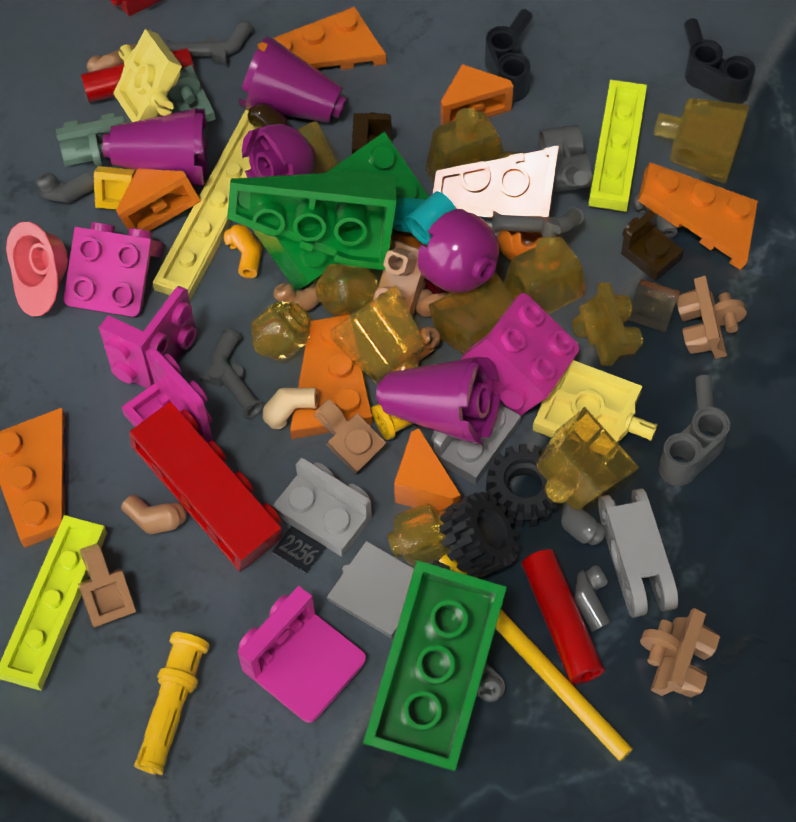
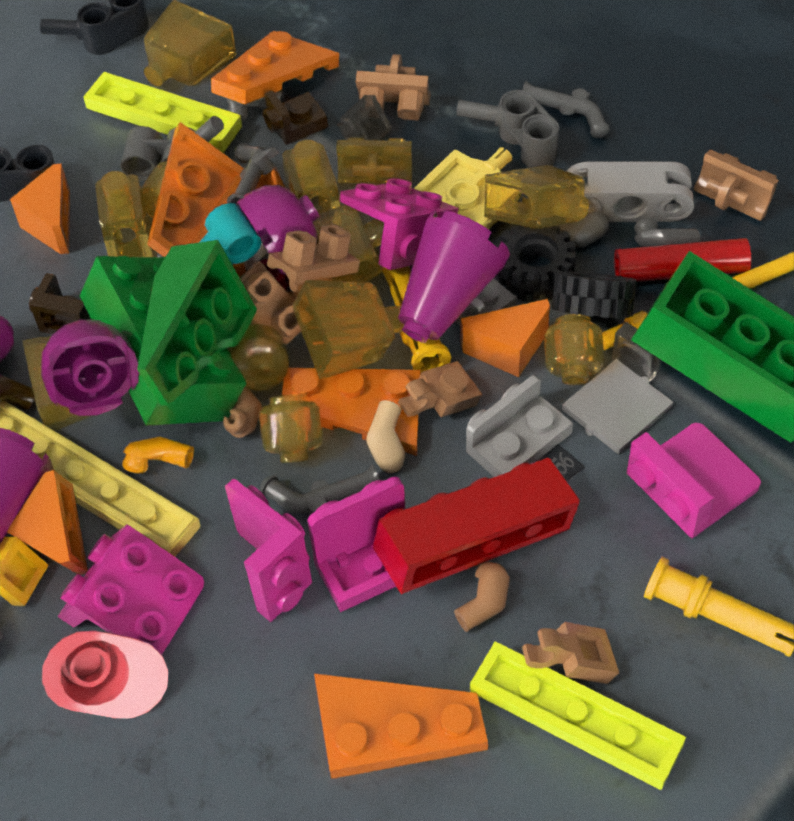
camera: 75 degrees left, 5 degrees down
(426, 292) = (307, 261): none -> medium nougat hips
(757, 487) = (570, 104): none -> dark grey piece

